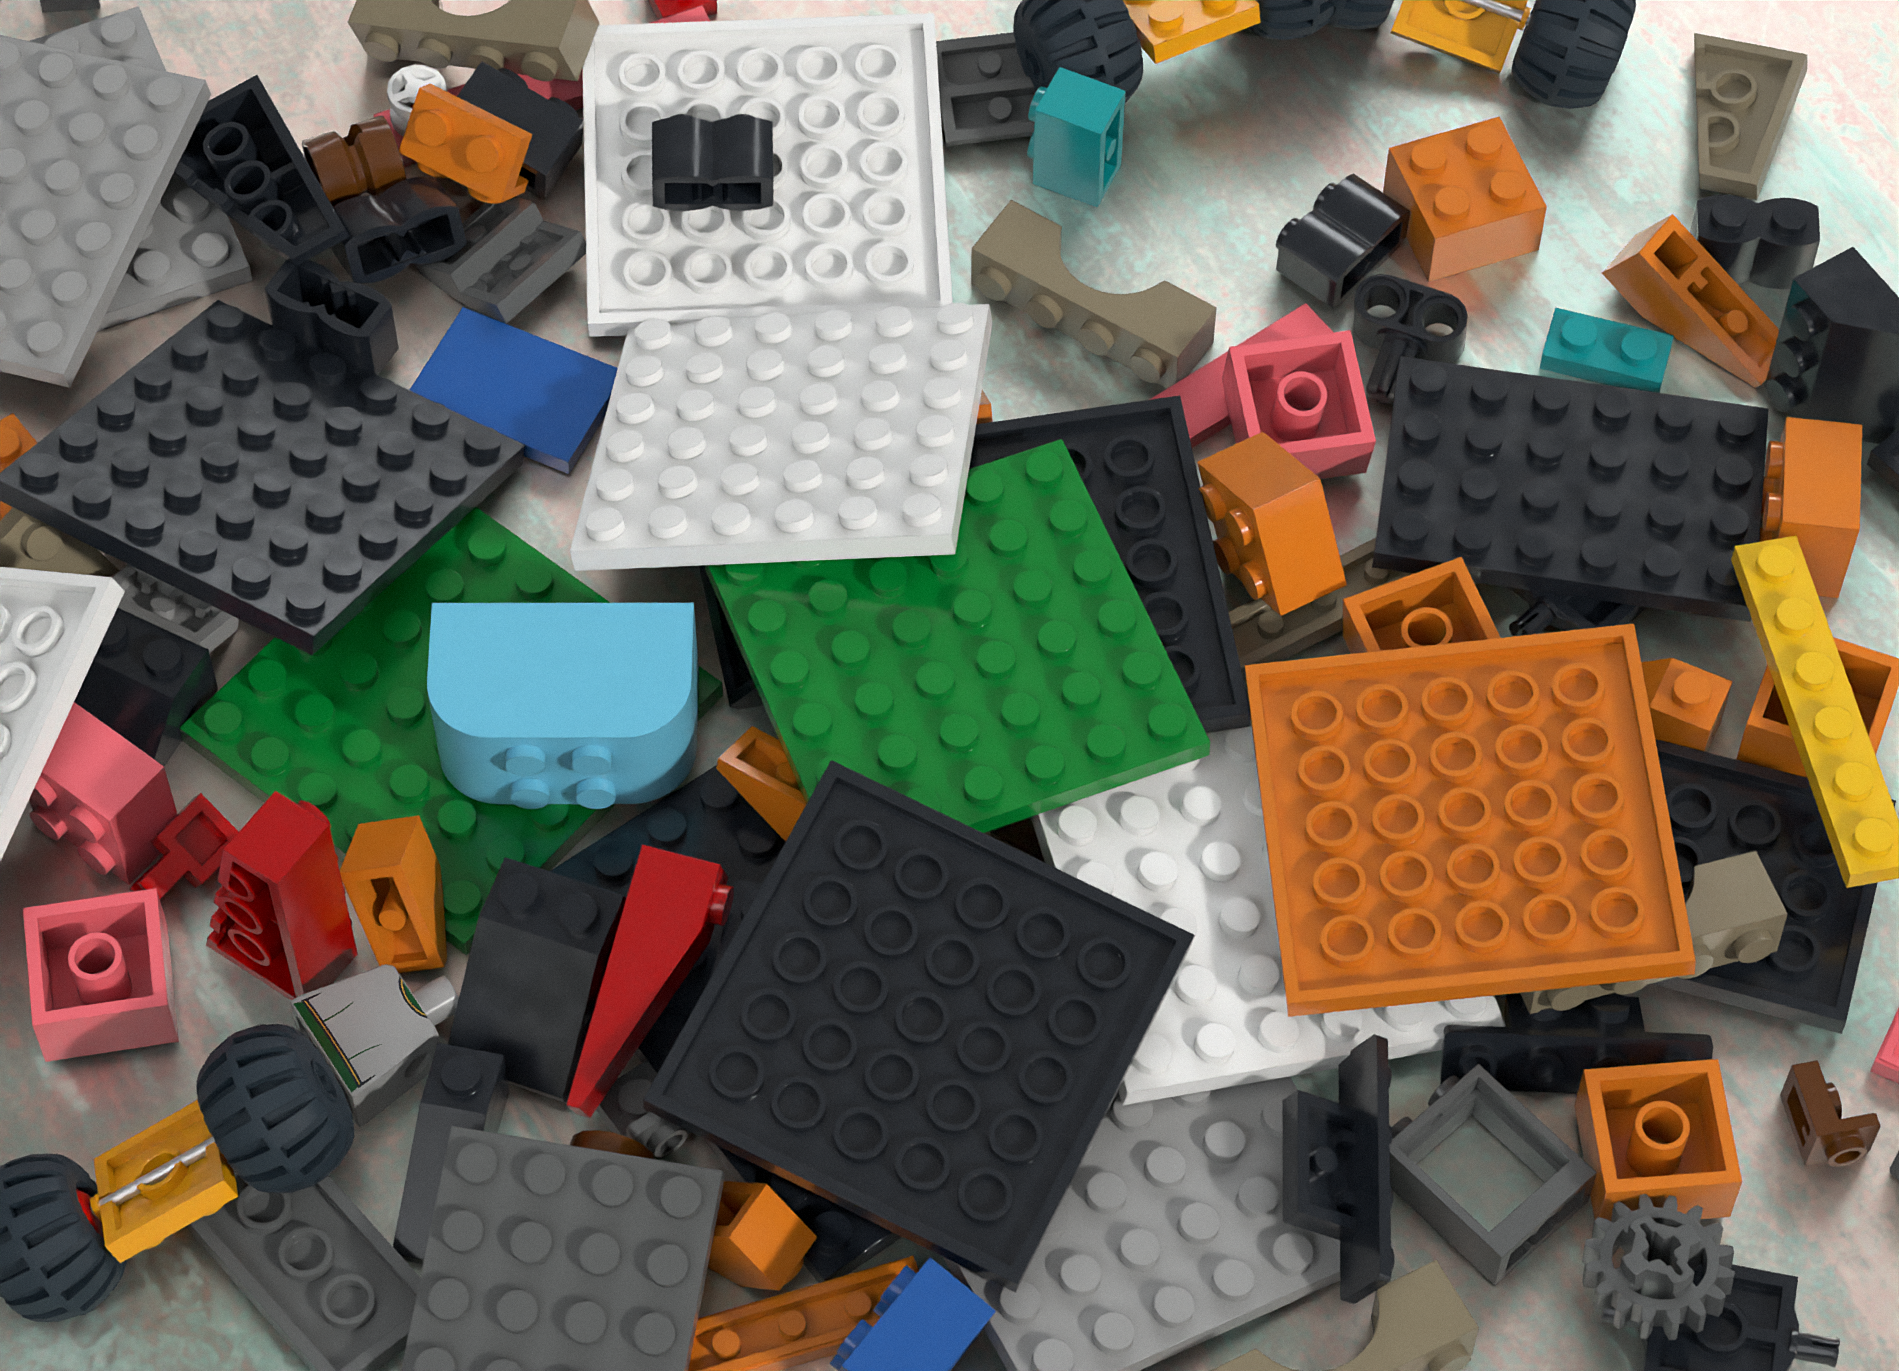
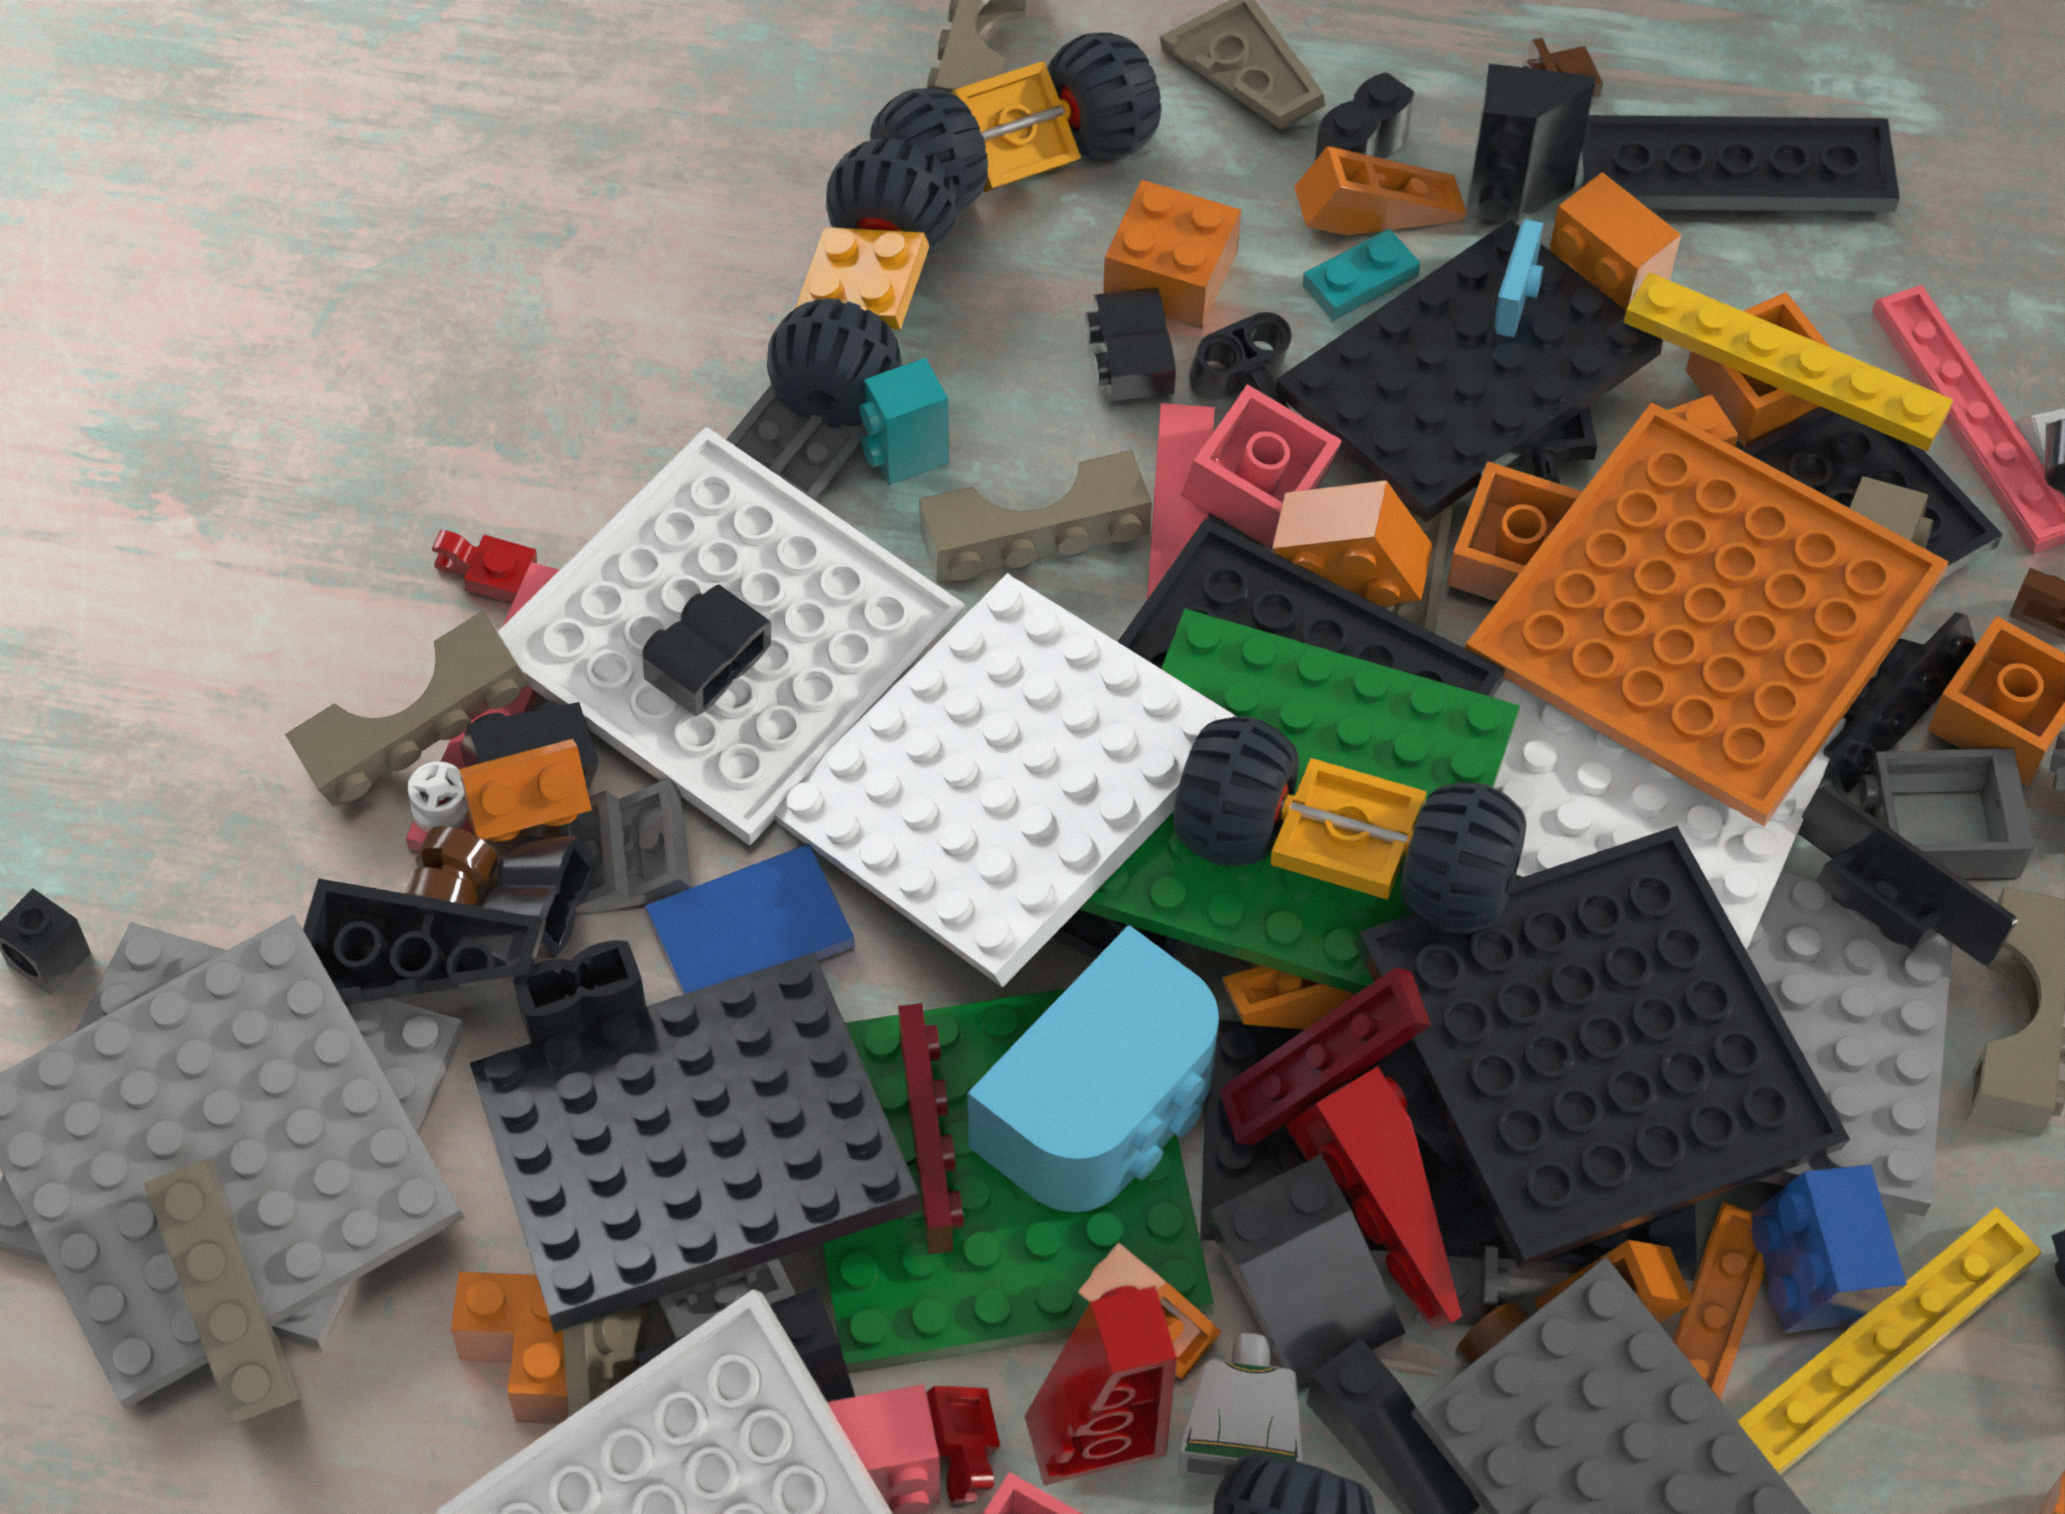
camera: 50 degrees left, 0 degrees up
(403, 636) = (932, 1151): none -> dark red plate
(719, 829) = (1324, 1056): none -> dark red plate
(959, 757) = (1349, 826): none -> black plate
(1682, 445) = (1521, 278): none -> medium azure plate

